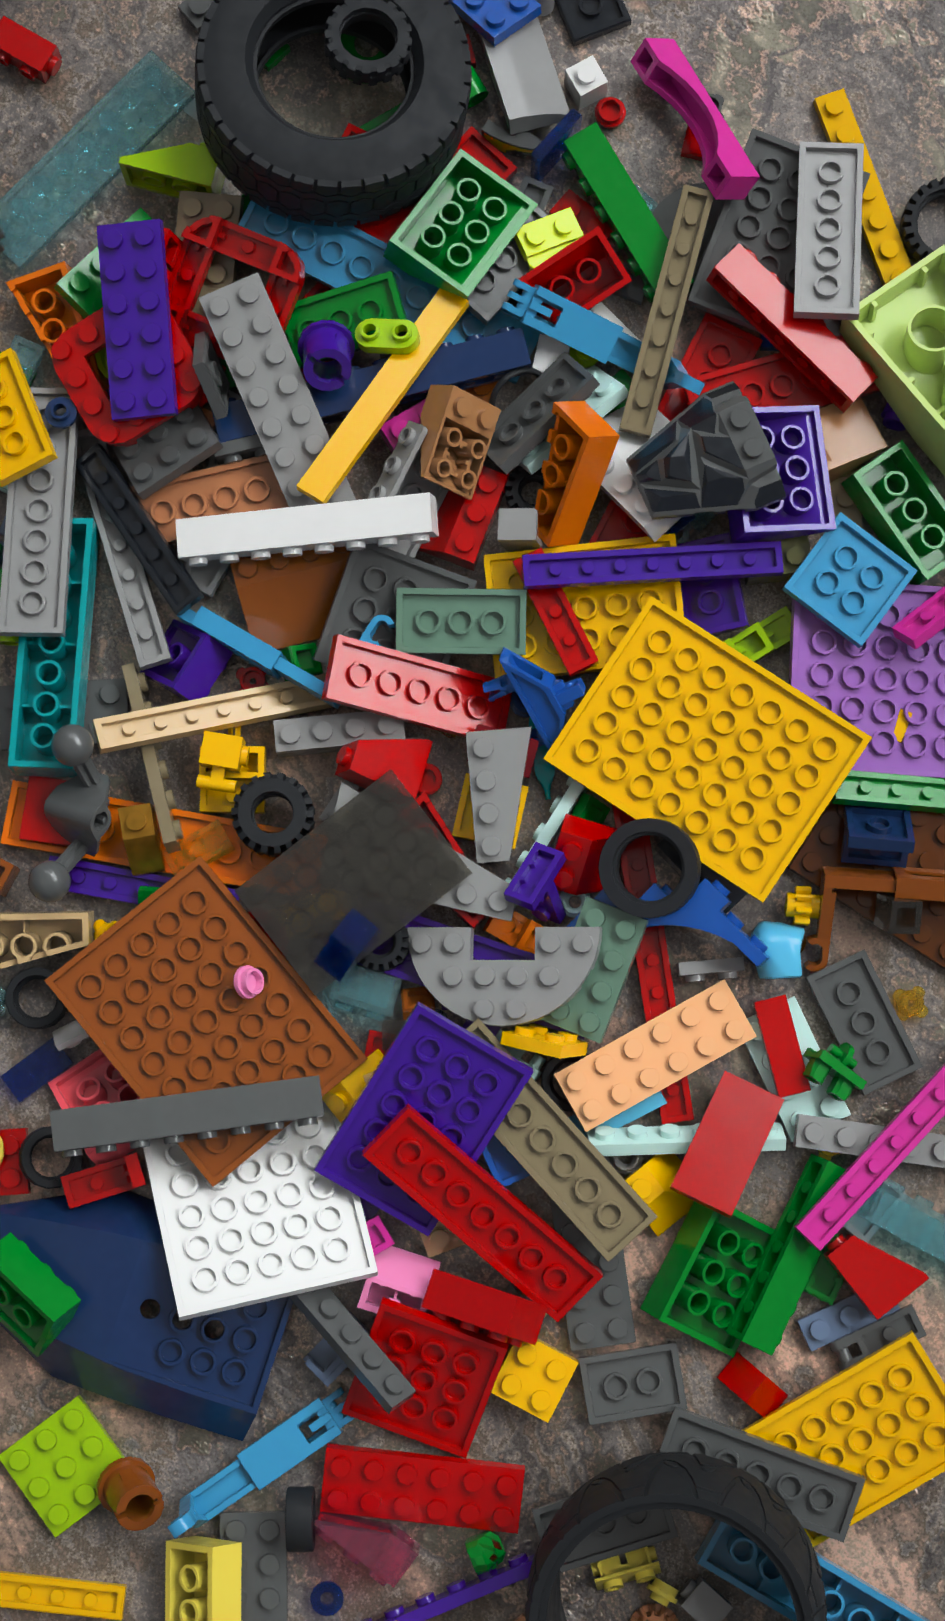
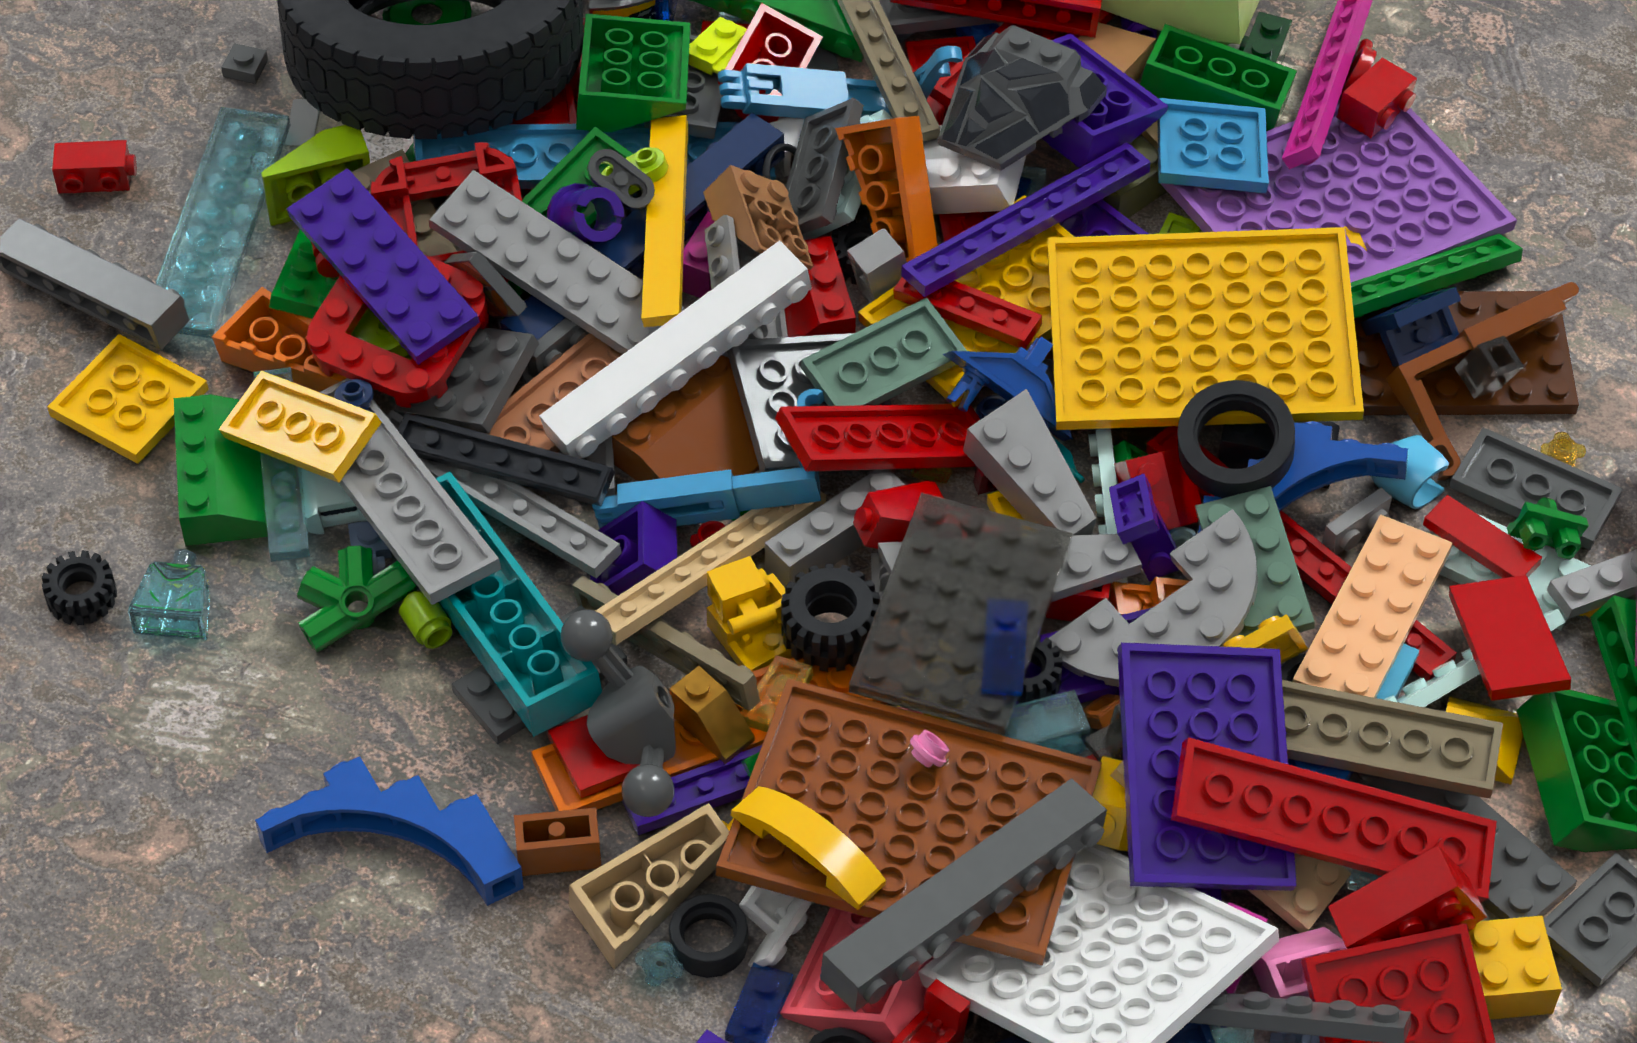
camera: 35 degrees left, 30 degrees down
(113, 1005) = (815, 840): none -> yellow slope
(363, 345) = (621, 179): none -> dark grey plate
(802, 905) = (1394, 423): yellow gear -> none

